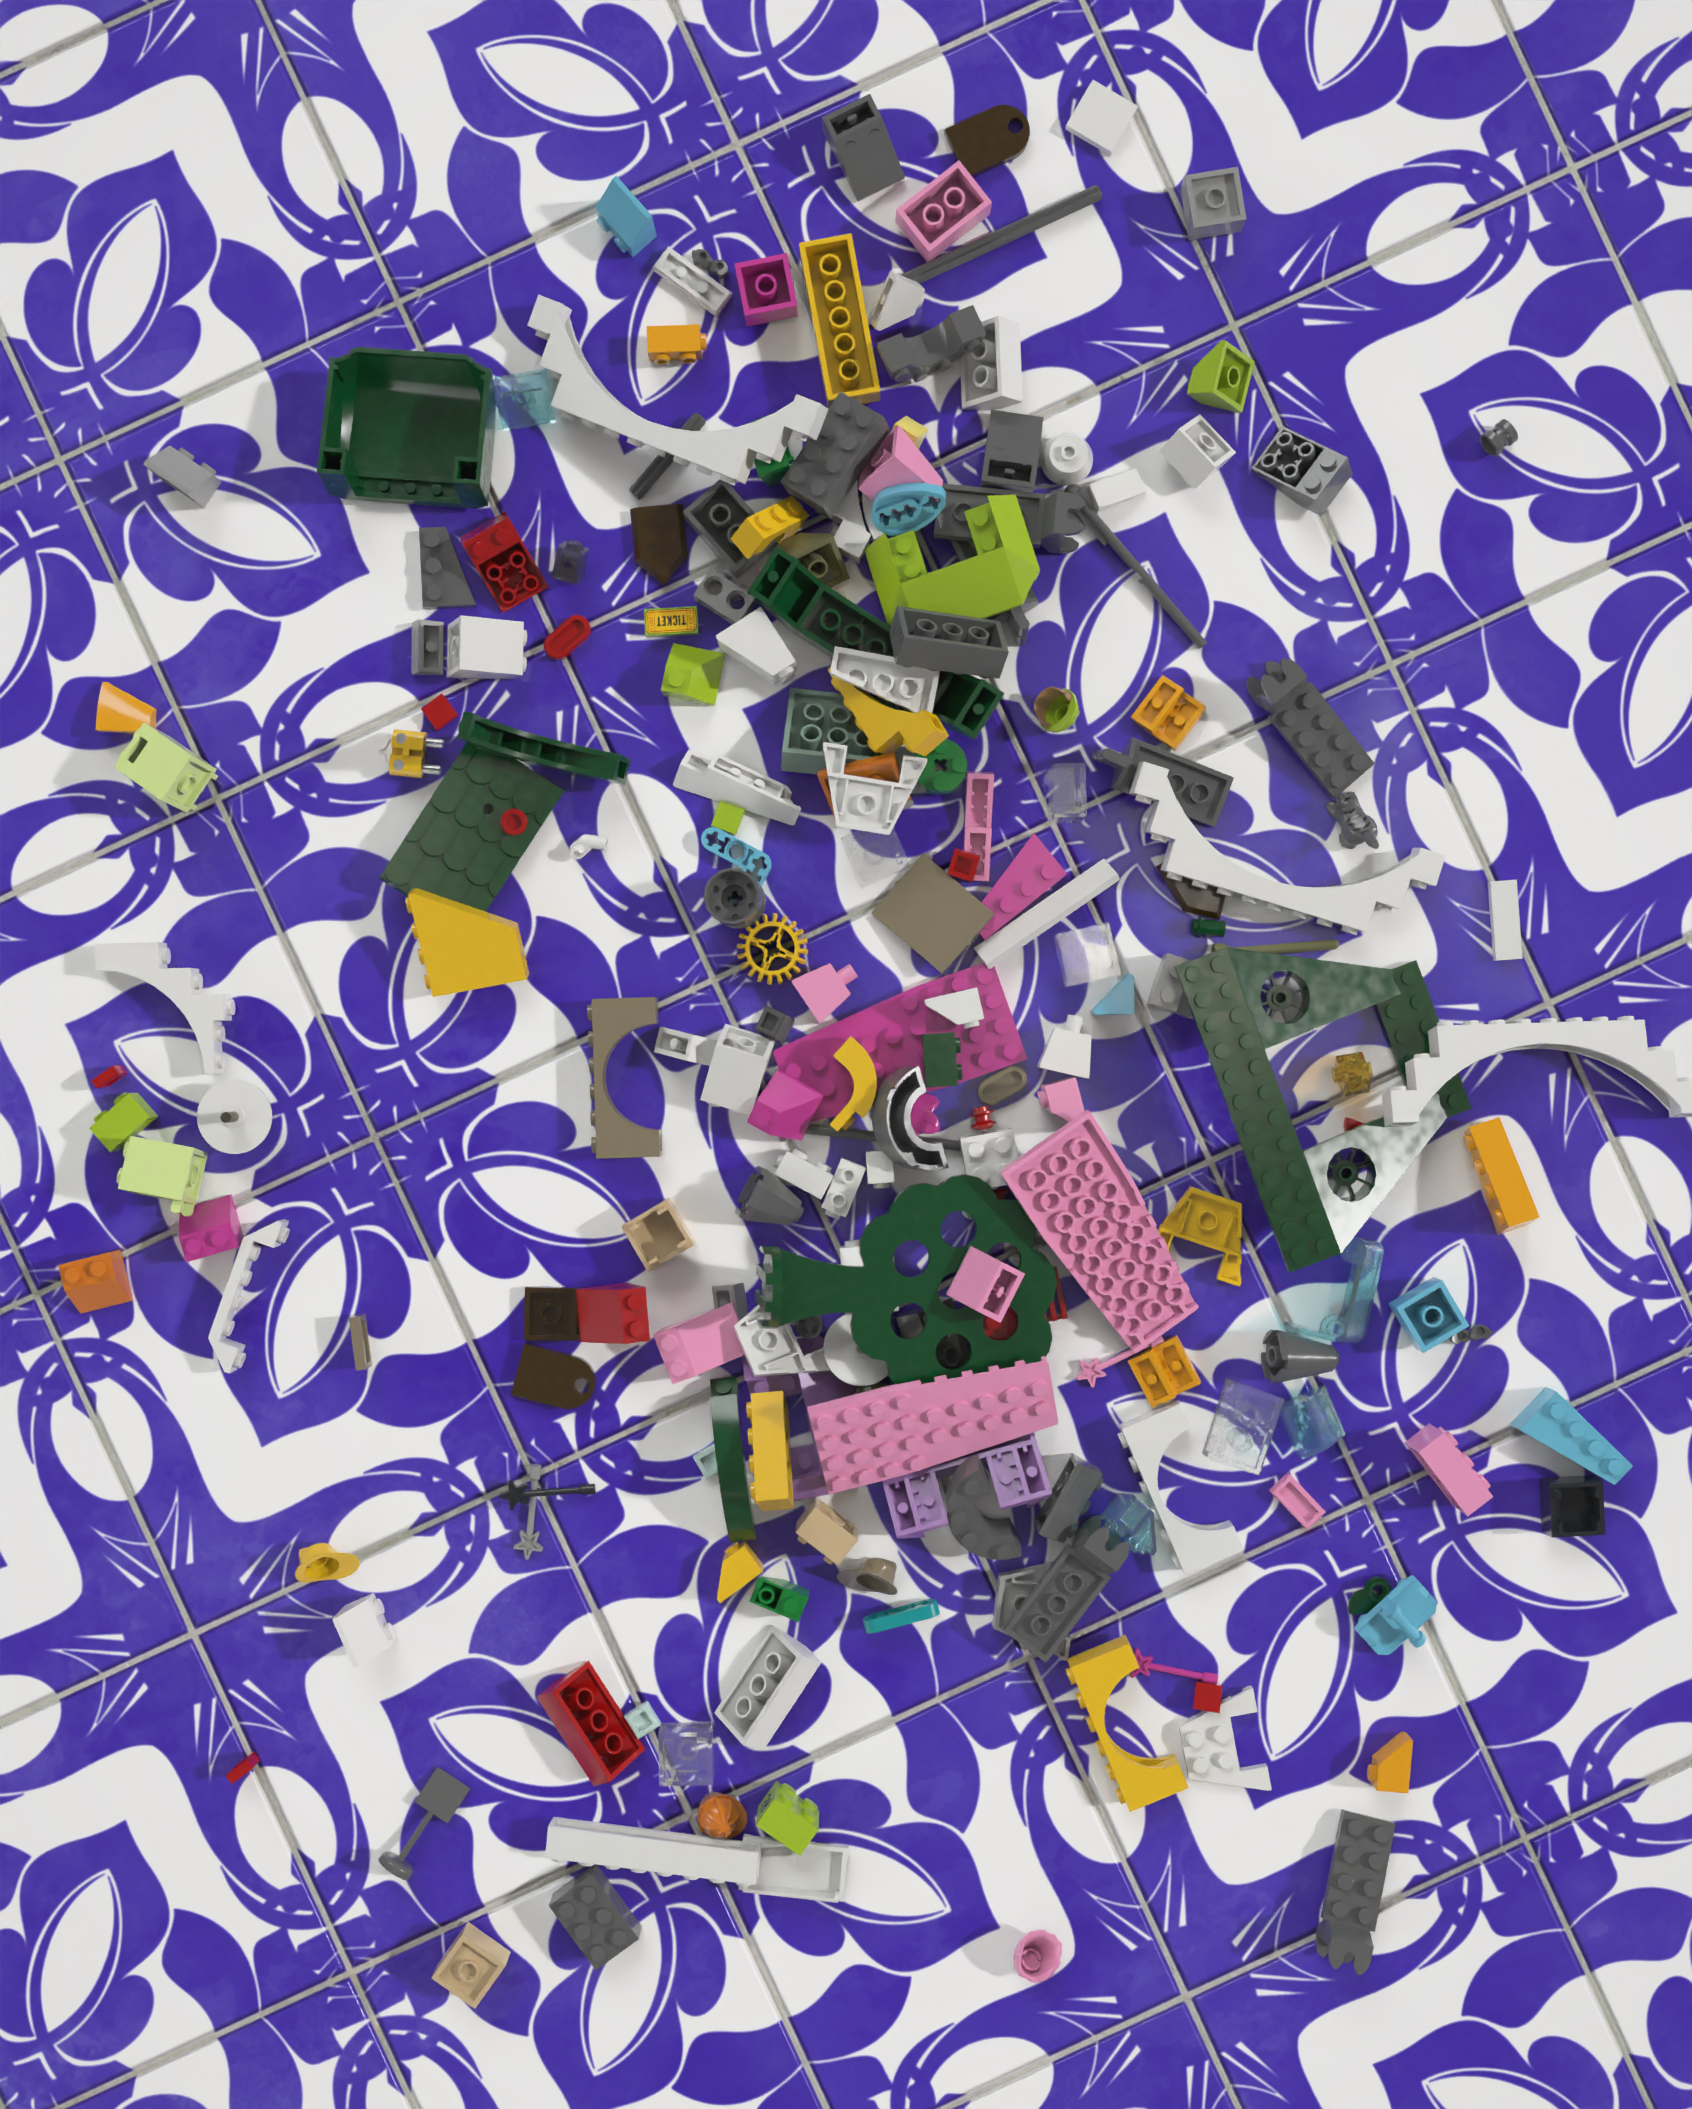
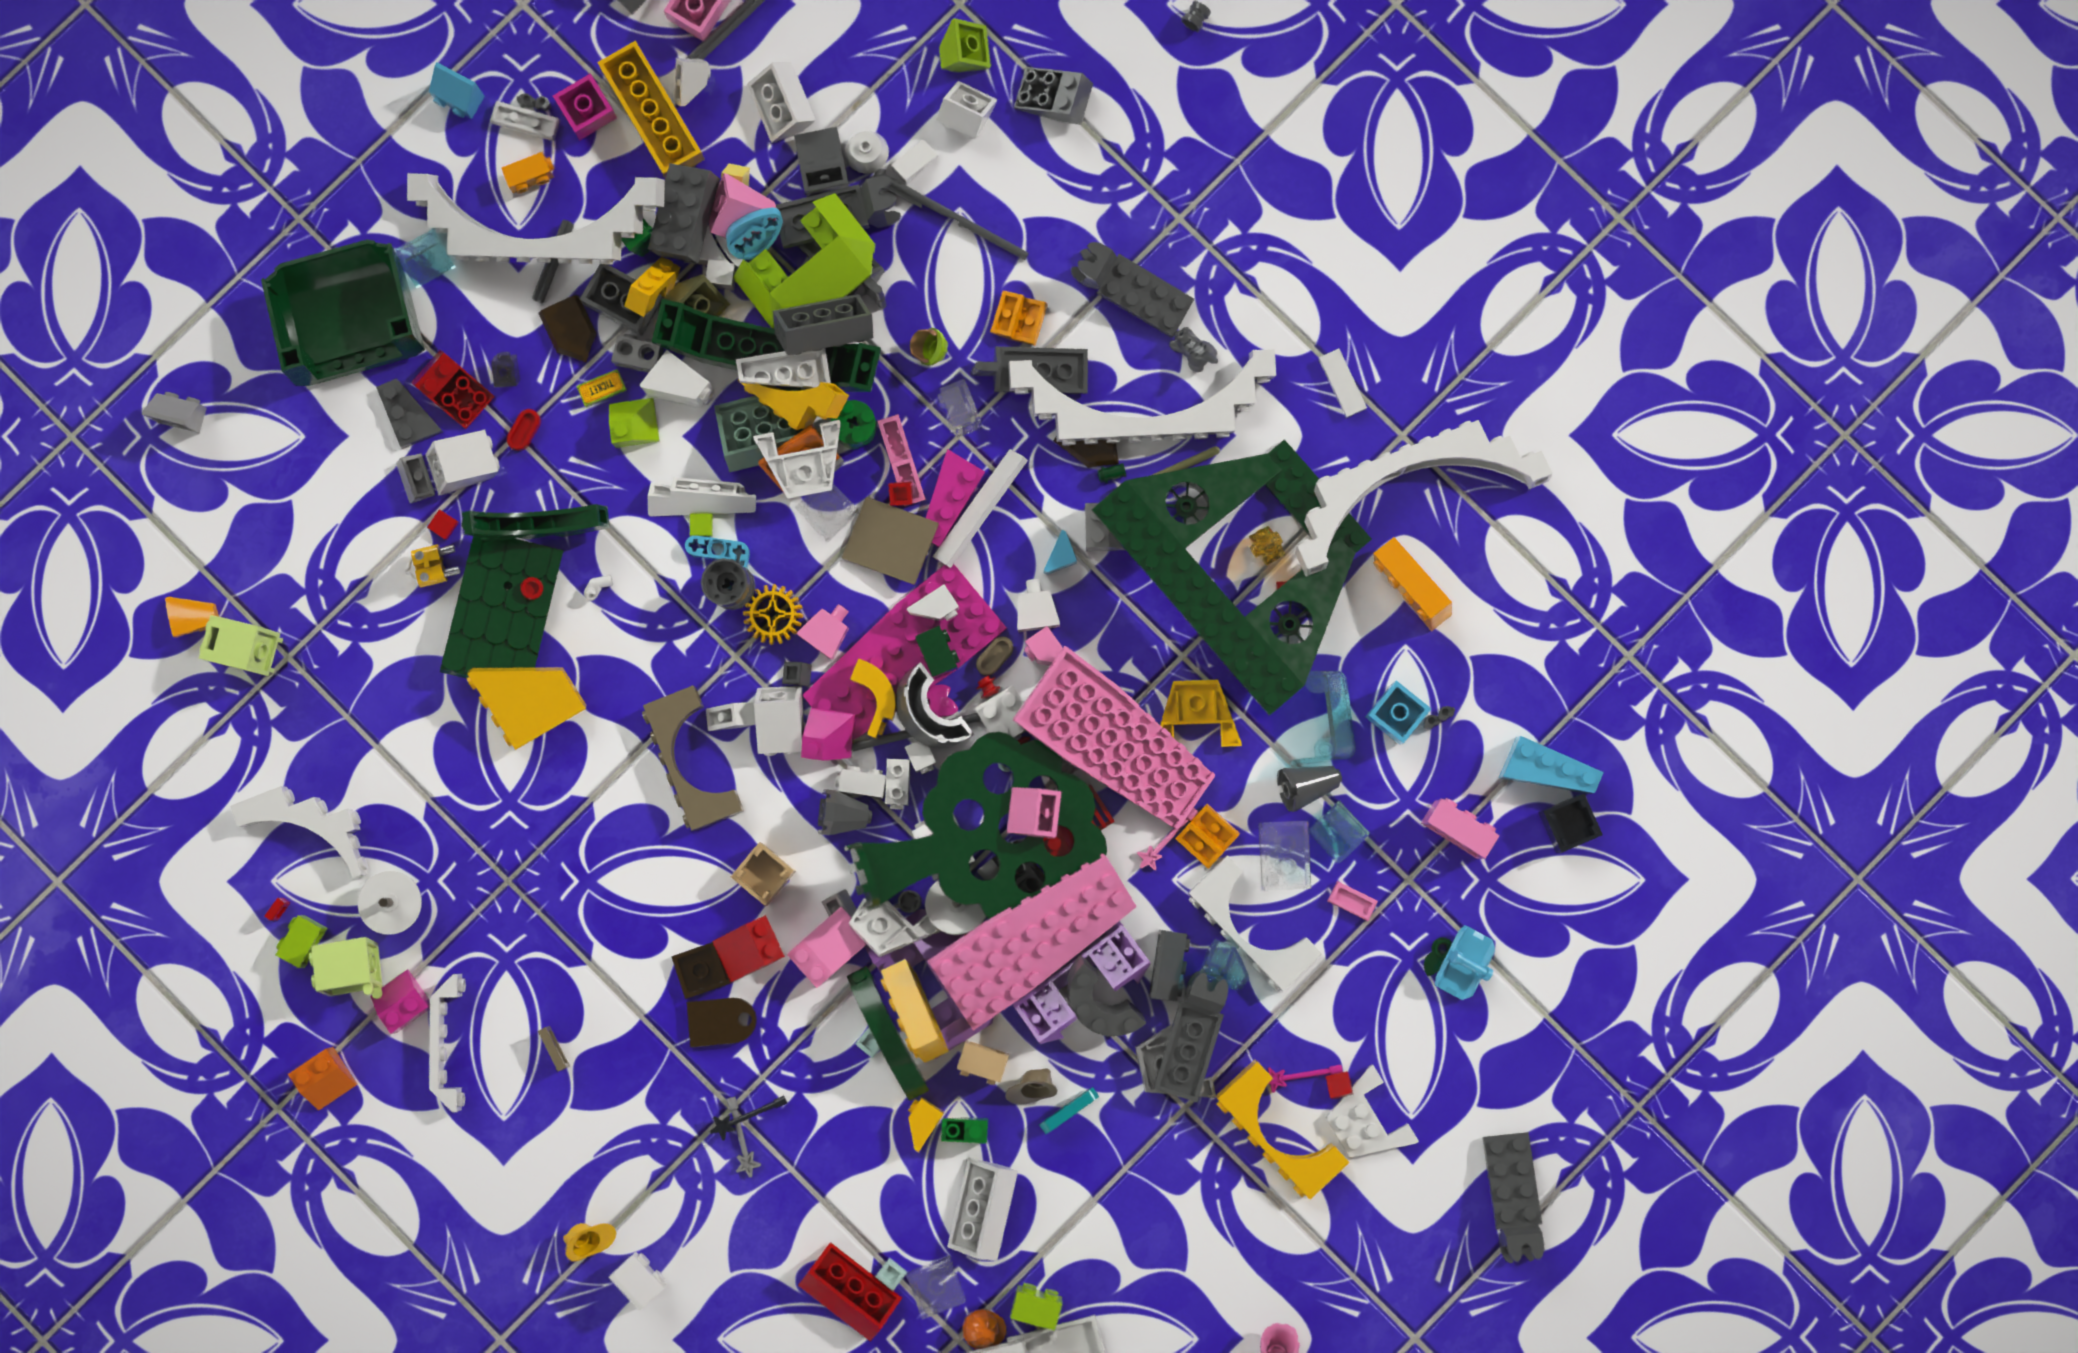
camera: 20 degrees left, 5 degrees down
(934, 349) = (731, 106): dark grey brick -> none
(1087, 954) = (1023, 528): clear container -> none
(1392, 1765) = (1507, 1085): light orange slope -> none

